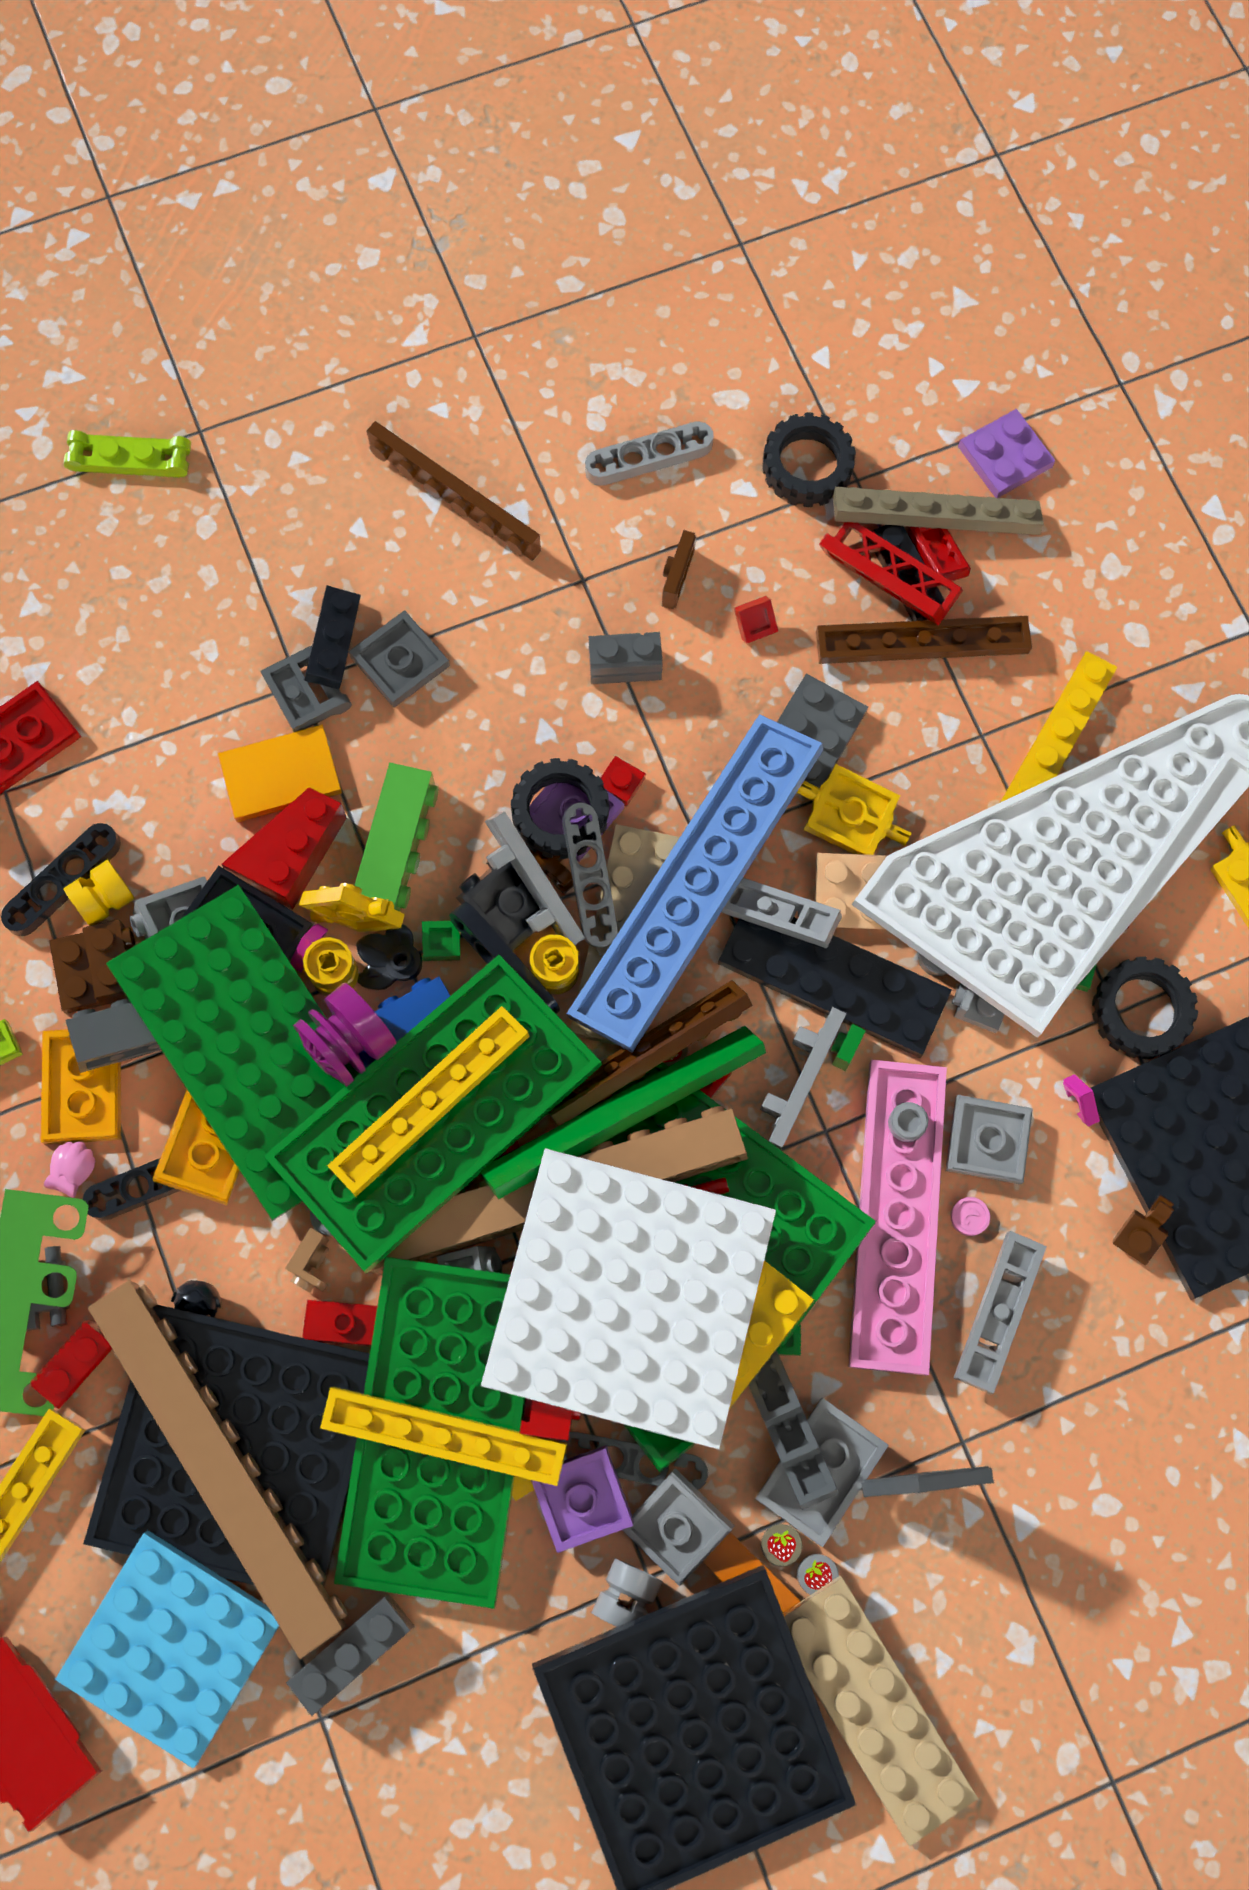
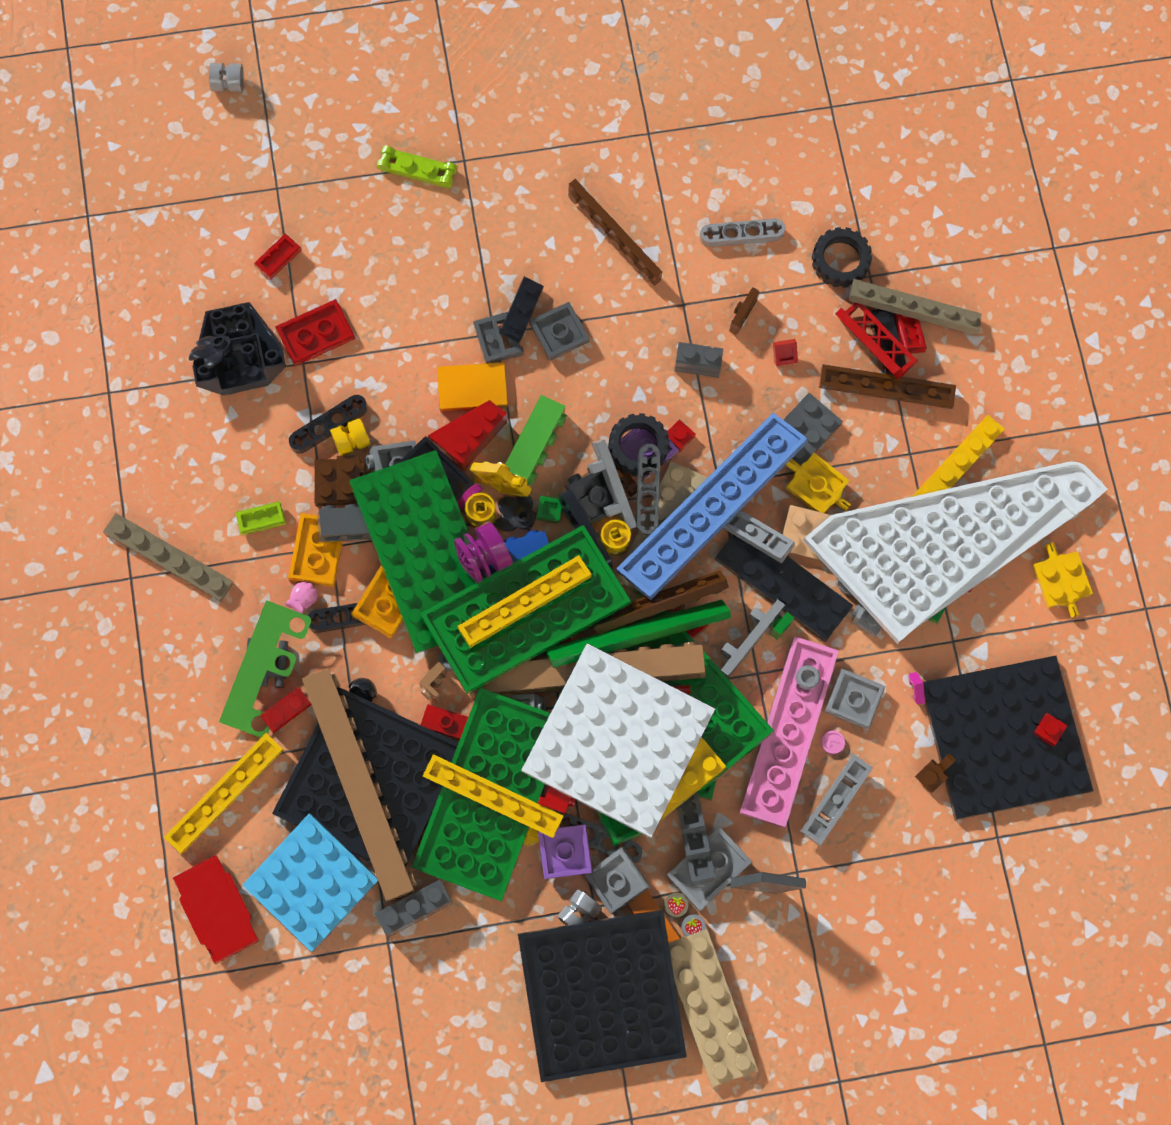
camera: 10 degrees right, 0 degrees up
(1006, 453) = (968, 278): medium lavender plate -> none
(1175, 987) = (977, 619): black tyre -> none

